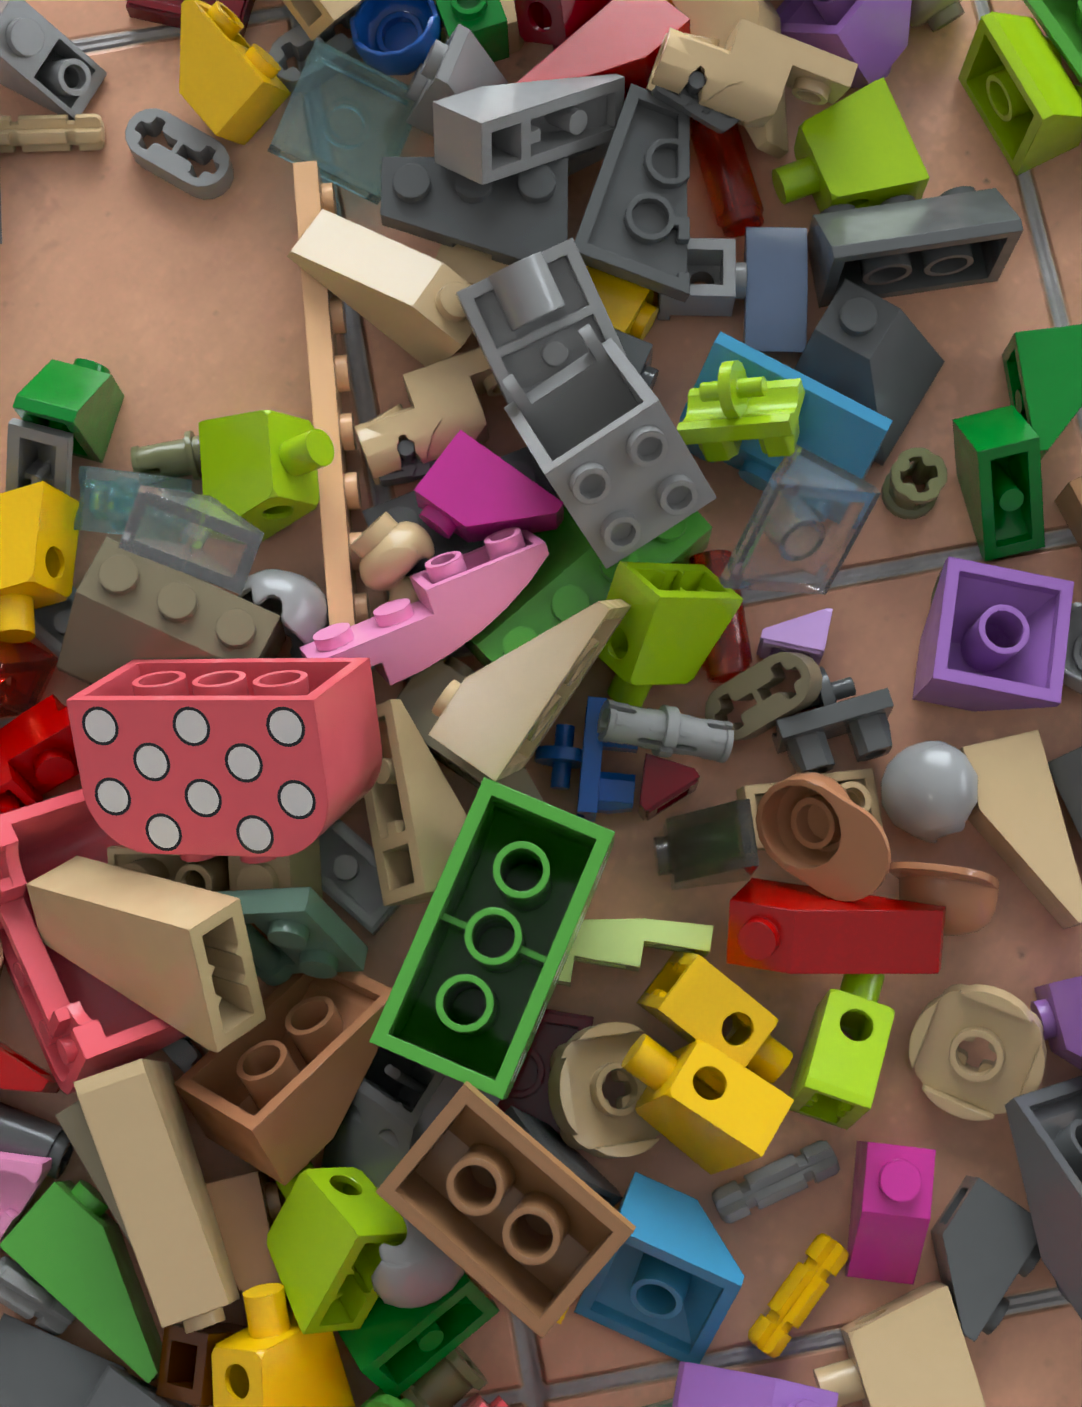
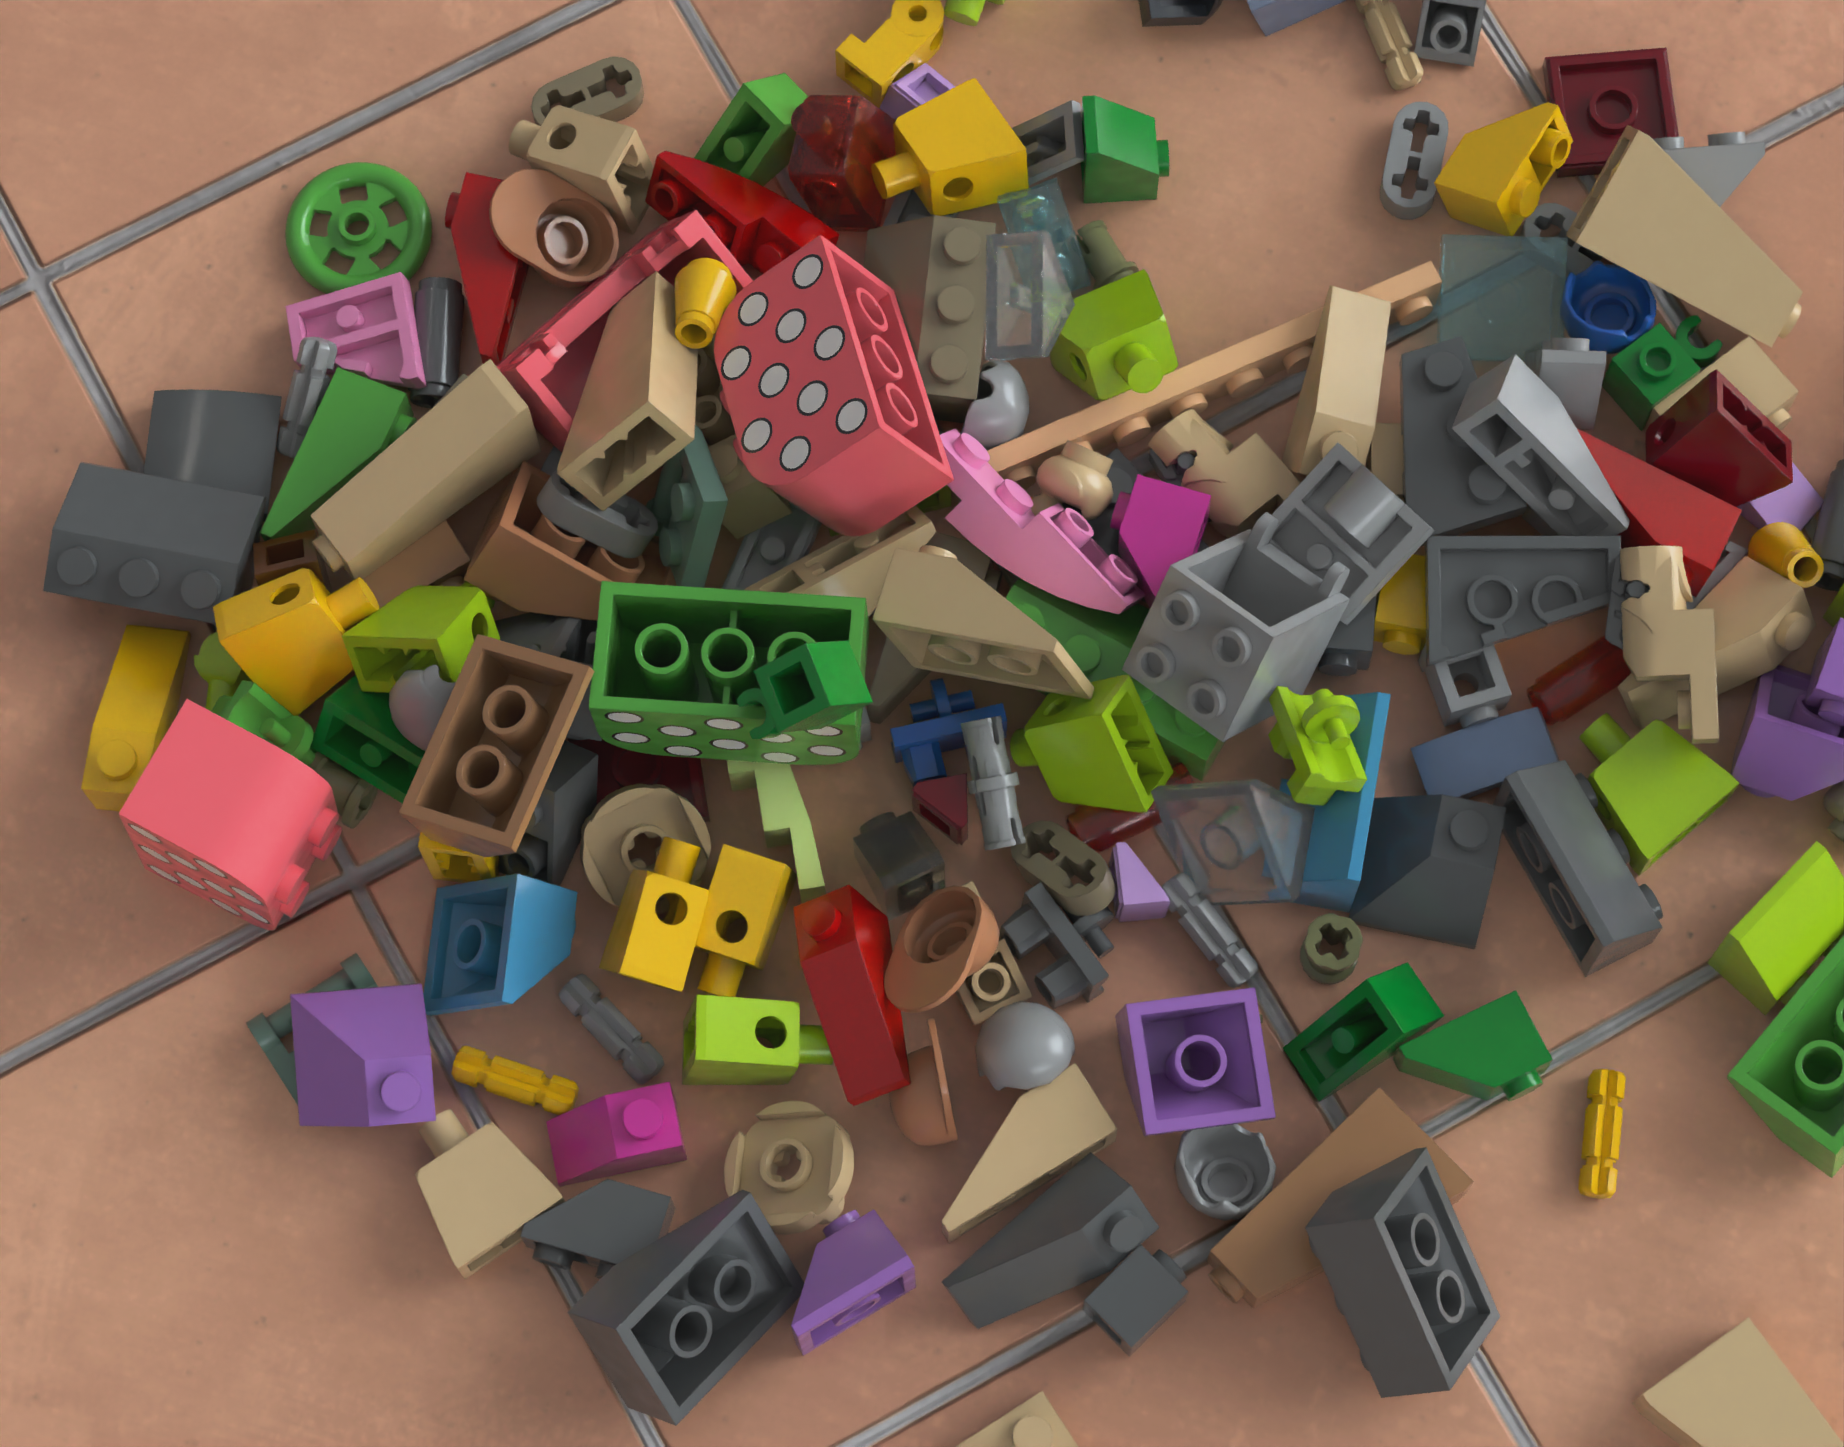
camera: 70 degrees right, 5 degrees down
(78, 847) = (701, 297): none -> yellow cone
(287, 1010) = (621, 528): none -> light grey beam
(578, 864) = (807, 689): none -> green brick
(860, 586) = (1209, 931): none -> light grey axle

